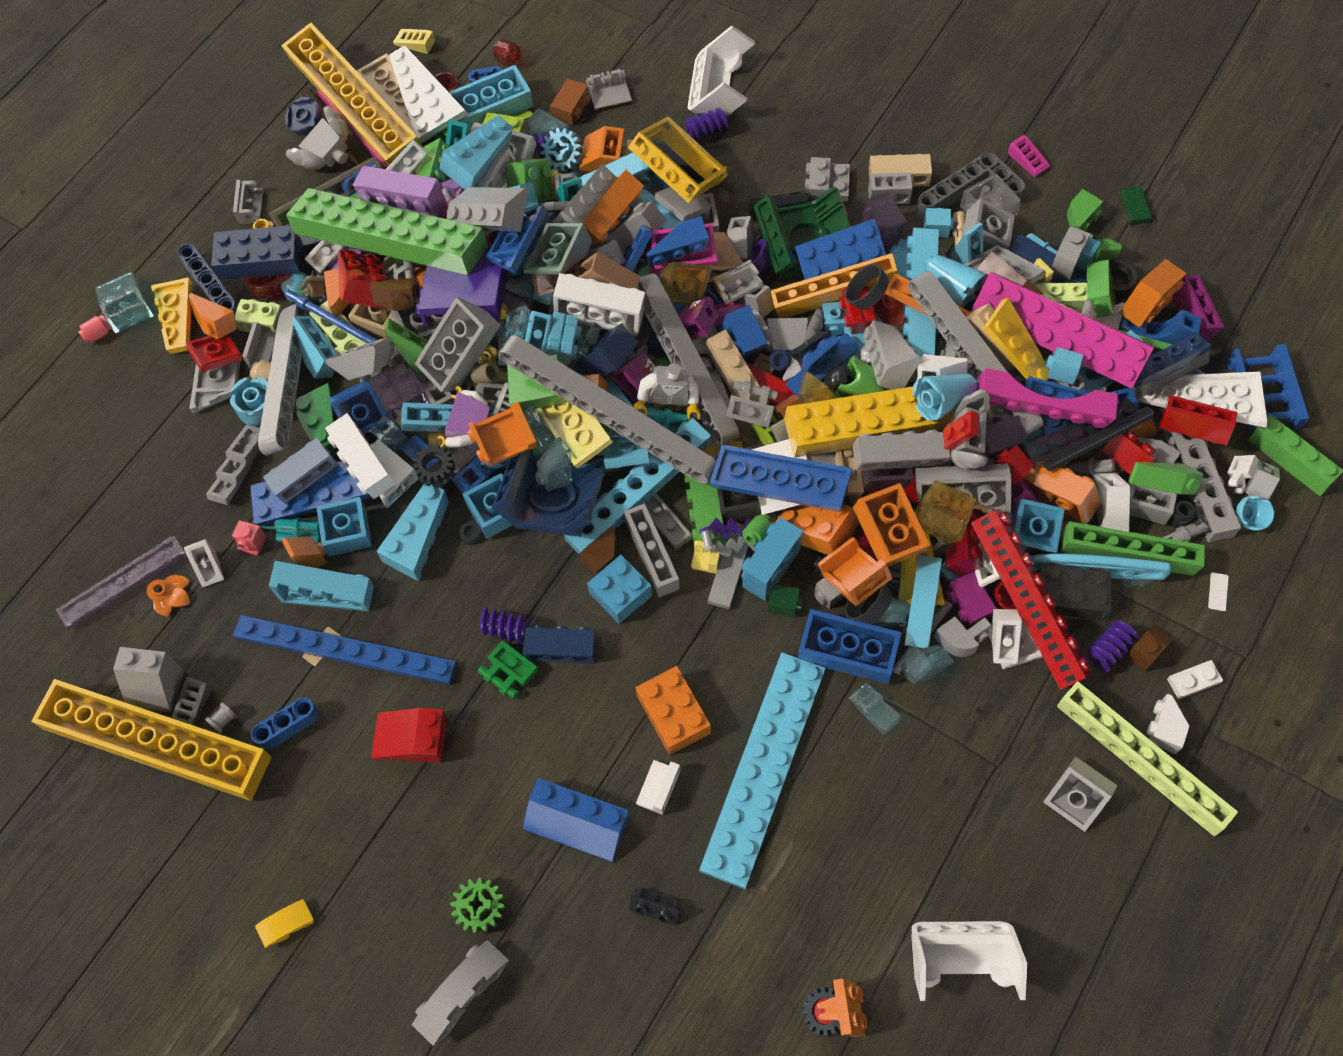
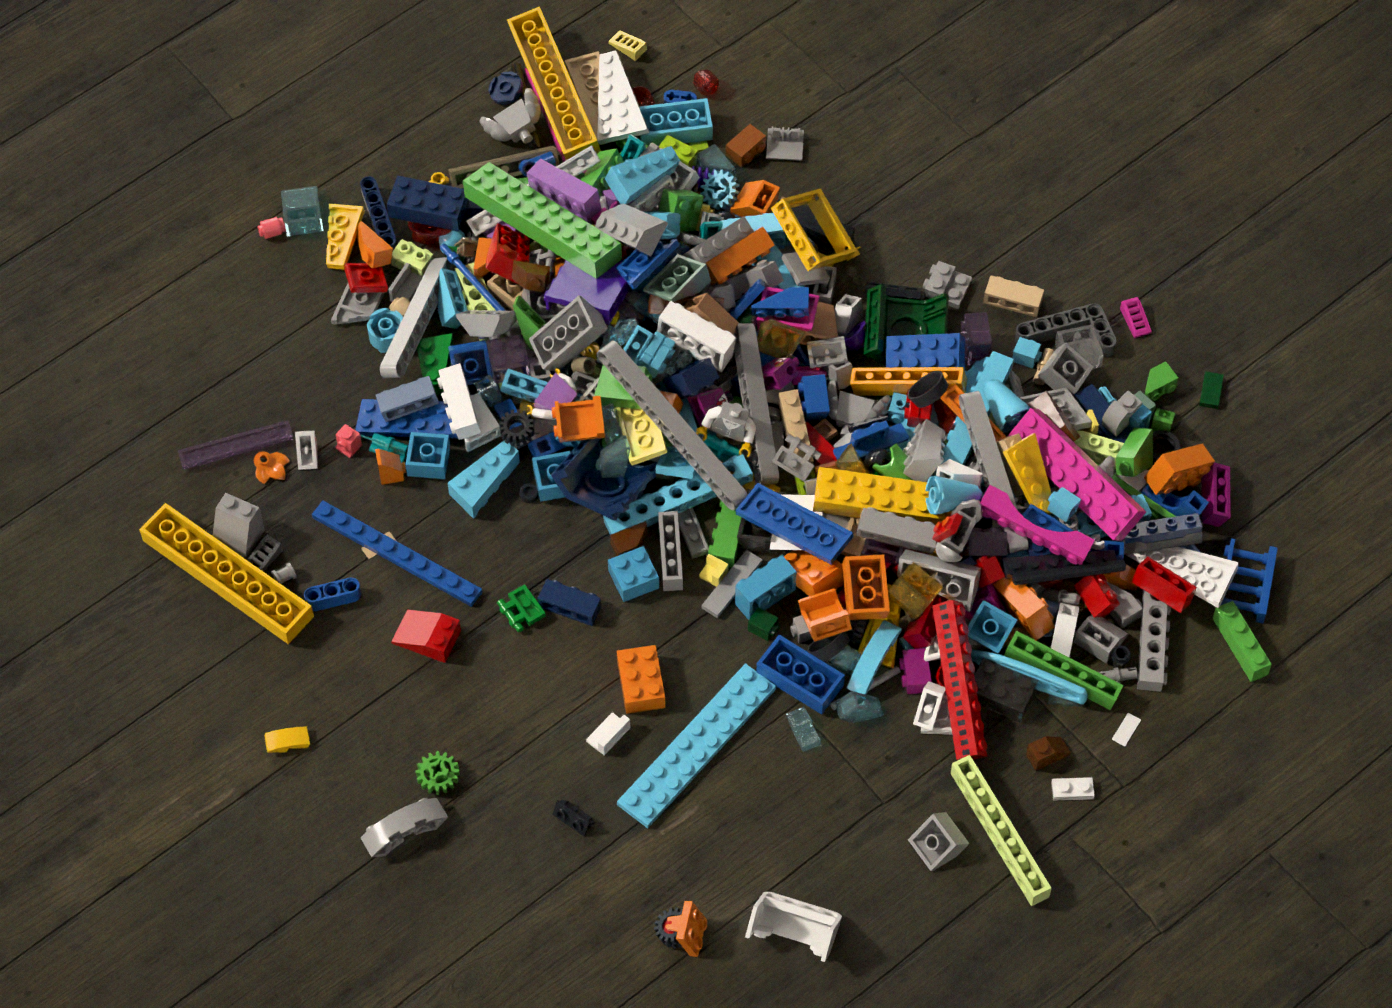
camera: 15 degrees right, 5 degrees down
(236, 466) = (355, 379): light grey slope -> none
(247, 202) = (433, 153): light grey hinge -> none
(320, 587) = (393, 497): medium azure wedge -> none
(503, 626) = (529, 574): dark purple piece -> none
(575, 820) = (534, 735): blue slope -> none
(706, 122) = (858, 202): dark purple piece -> none
(713, 72) = (883, 158): white windscreen -> none
(716, 527) = (750, 561): piece -> none
(757, 529) = (761, 559): bright green brick -> none
(779, 360) = (837, 429): dark blue plate -> none
(897, 184) = (999, 309): light grey brick -> none
(960, 641) = (895, 700): light grey brick -> none
(969, 246) = (1037, 380): medium azure slope -> none
(1111, 645) = (1013, 739): dark purple piece -> none
(1167, 477) = (1117, 622): bright green slope -> none
(1169, 726) = (1032, 815): white slope -> none
(1241, 468) = (1191, 638): white plate -> none
(1255, 513) = (1182, 675): medium azure hair -> none
(1263, 480) = (1204, 653): light grey slope -> none

